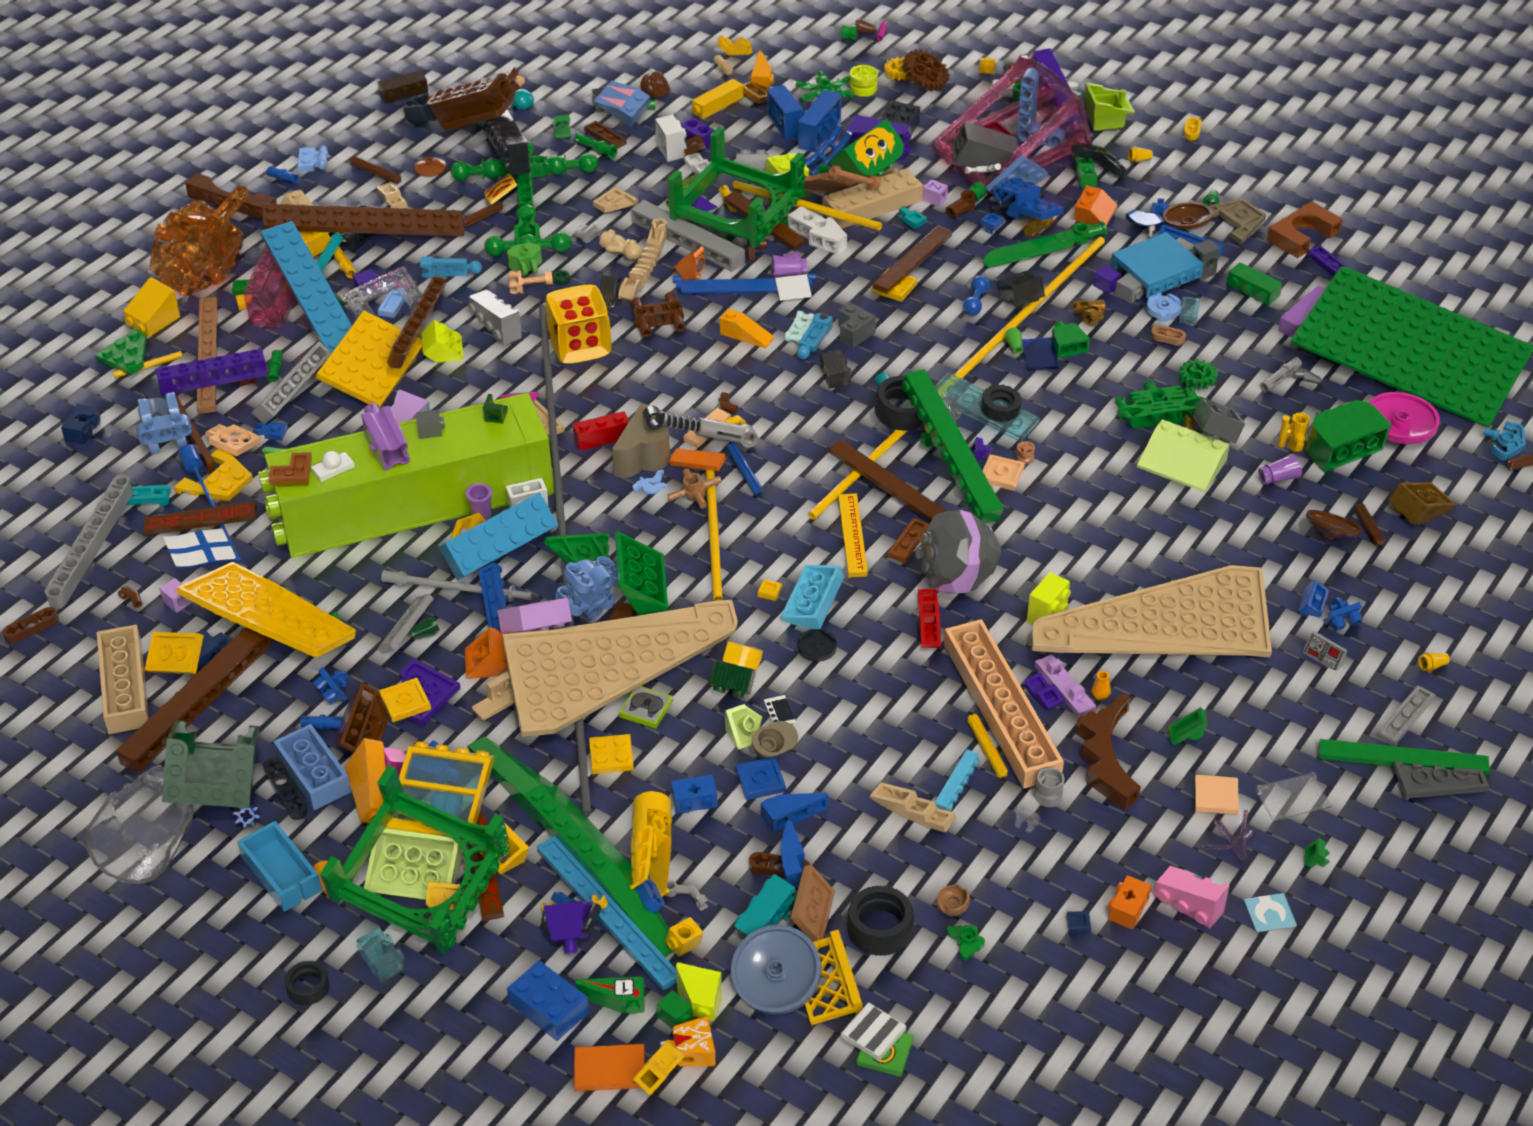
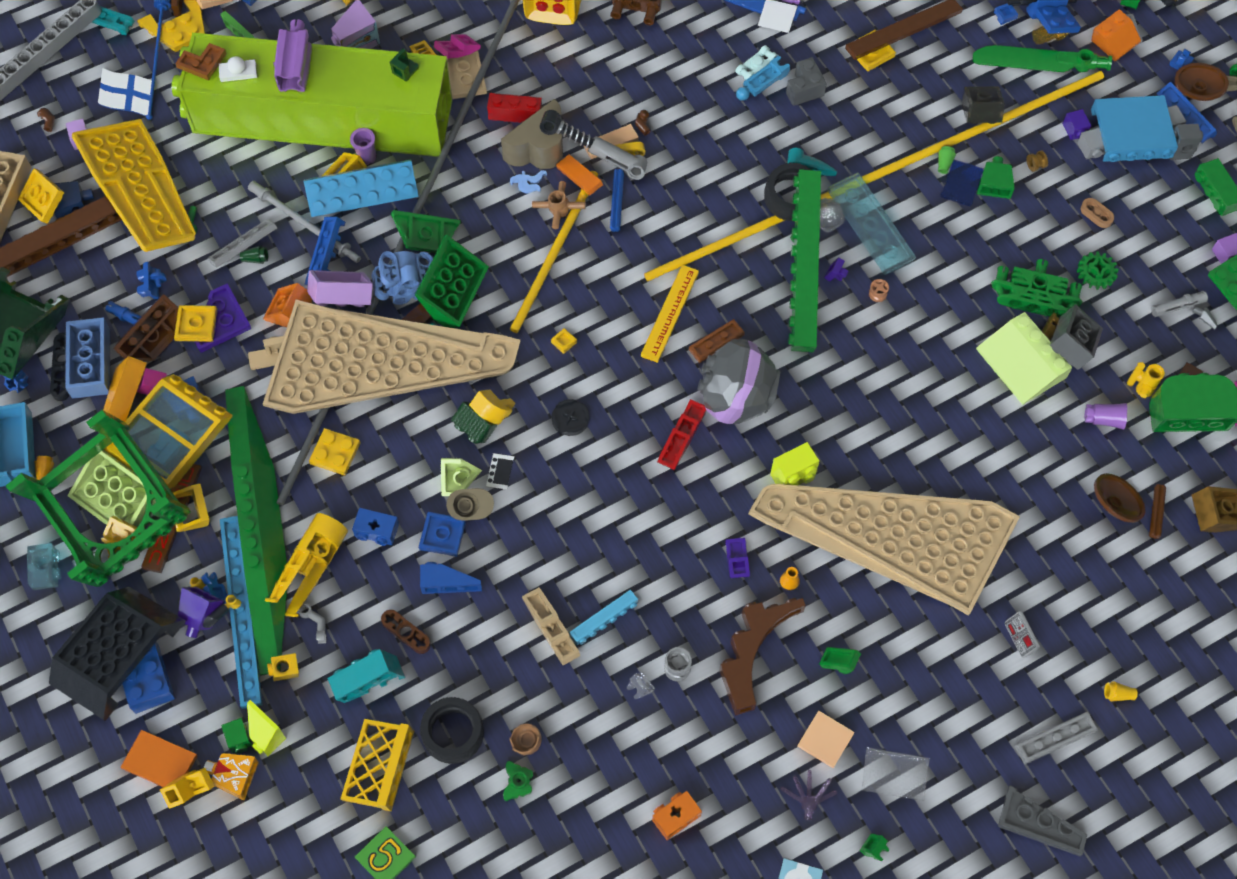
camera: 25 degrees right, 20 degrees up
(200, 518) = (134, 62): reddish brown tile -> none
(429, 424) = (339, 58): dark grey brick -> none
(501, 992) = (109, 648): none -> black slope
(521, 491) = (417, 151): white brick -> none
(618, 994) = (207, 699): green slope -> none
(646, 707) = (390, 417): tile -> none
(650, 896) = (283, 612): blue beam -> none
(741, 327) = (704, 46): light orange slope -> none
(776, 969) = (337, 738): sand blue dish -> none
(791, 856) = (413, 631): blue slope -> none
(812, 904) = (403, 688): medium nougat plate -> none
(813, 596) = (596, 364): medium azure slope -> none
(835, 369) = (759, 124): clear smoke brick -> none
(873, 1031) = (382, 837): white tile -> none
(885, 480) = (734, 274): reddish brown tile -> none
(972, 305) = (929, 103): blue piece -> none
(987, 746) = (653, 594): yellow axle -> none
(1000, 413) = (891, 216): black tyre -> none
(1001, 701) = (689, 556): light nougat brick -> none
(1003, 472) = (845, 302): light nougat tile -> none
(1072, 693) = (761, 561): lavender hinge -> none
(1078, 922) = (623, 811): dark blue tile -> none
(1081, 306) = (1034, 146): pearl gold bar -> none
(1146, 219) = (1156, 68): hat -> none
(1163, 306) = (1112, 186): light blue plate -> none
(1189, 310) = (1137, 191): clear light blue tile -> none
(1192, 895) = (732, 836): bright pink wedge -> none
(1313, 599) = (1050, 571): blue slope -> none
(1341, 611) = (1074, 604): blue hips -> none
(1387, 755) = (1025, 782): green tile -> none

